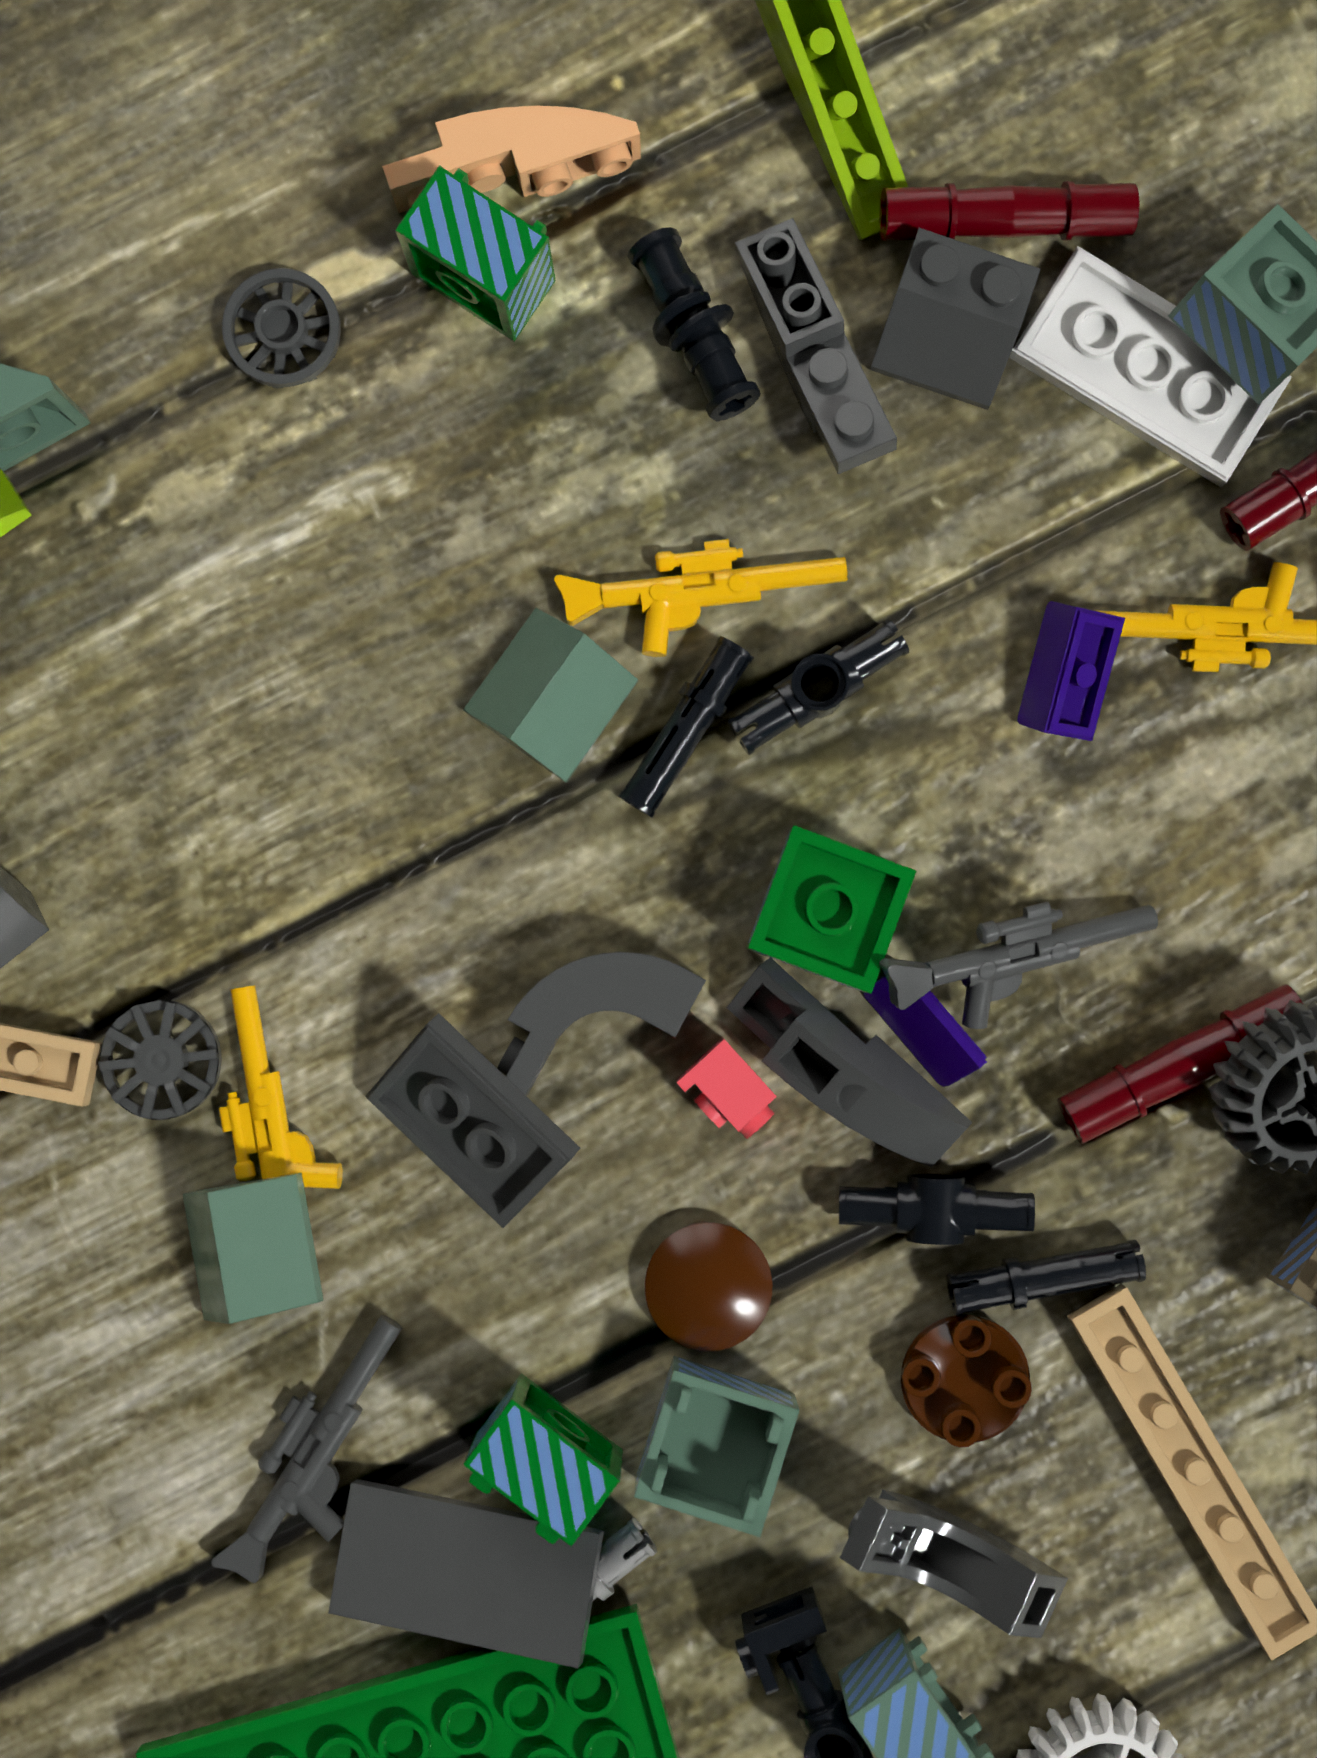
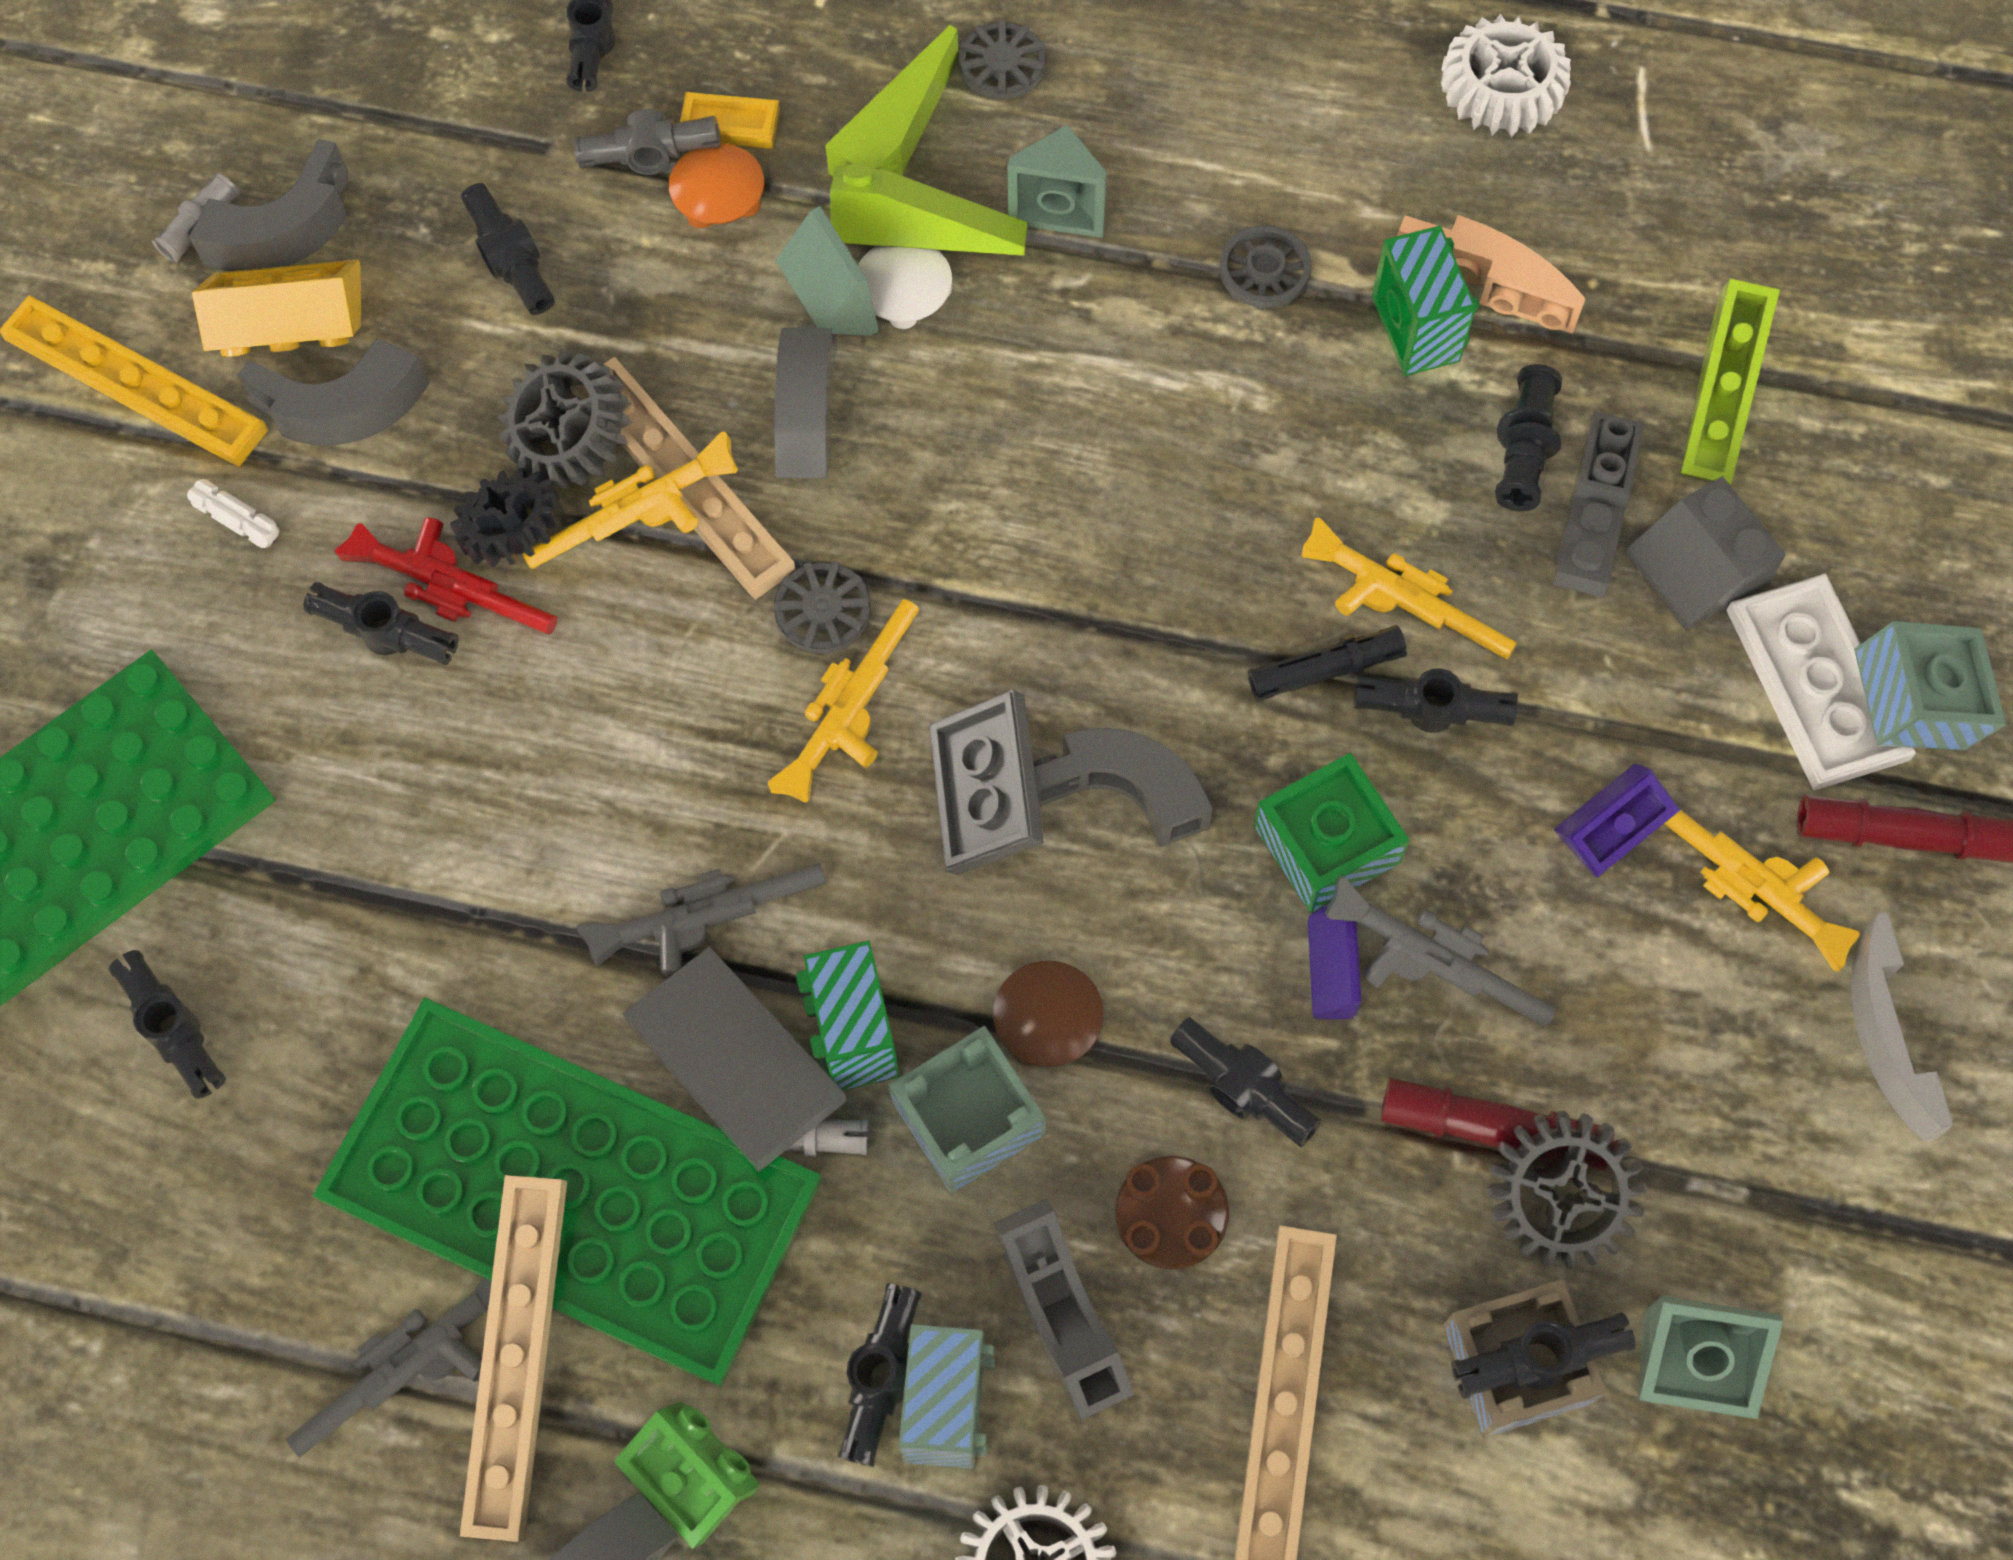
camera: 35 degrees right, 20 degrees down
(253, 1248) = (781, 751): sand green slope -> none
(551, 693) = (1257, 585): sand green slope -> none
(729, 1089) = (1169, 894): coral brick -> none
(780, 1625) = (905, 1265): black bracket -> none
(839, 1073) = (1256, 946): dark grey slope -> none
(1010, 211) = (1798, 521): dark red piece -> none
(1045, 1277) = (1282, 1187): black pin -> none

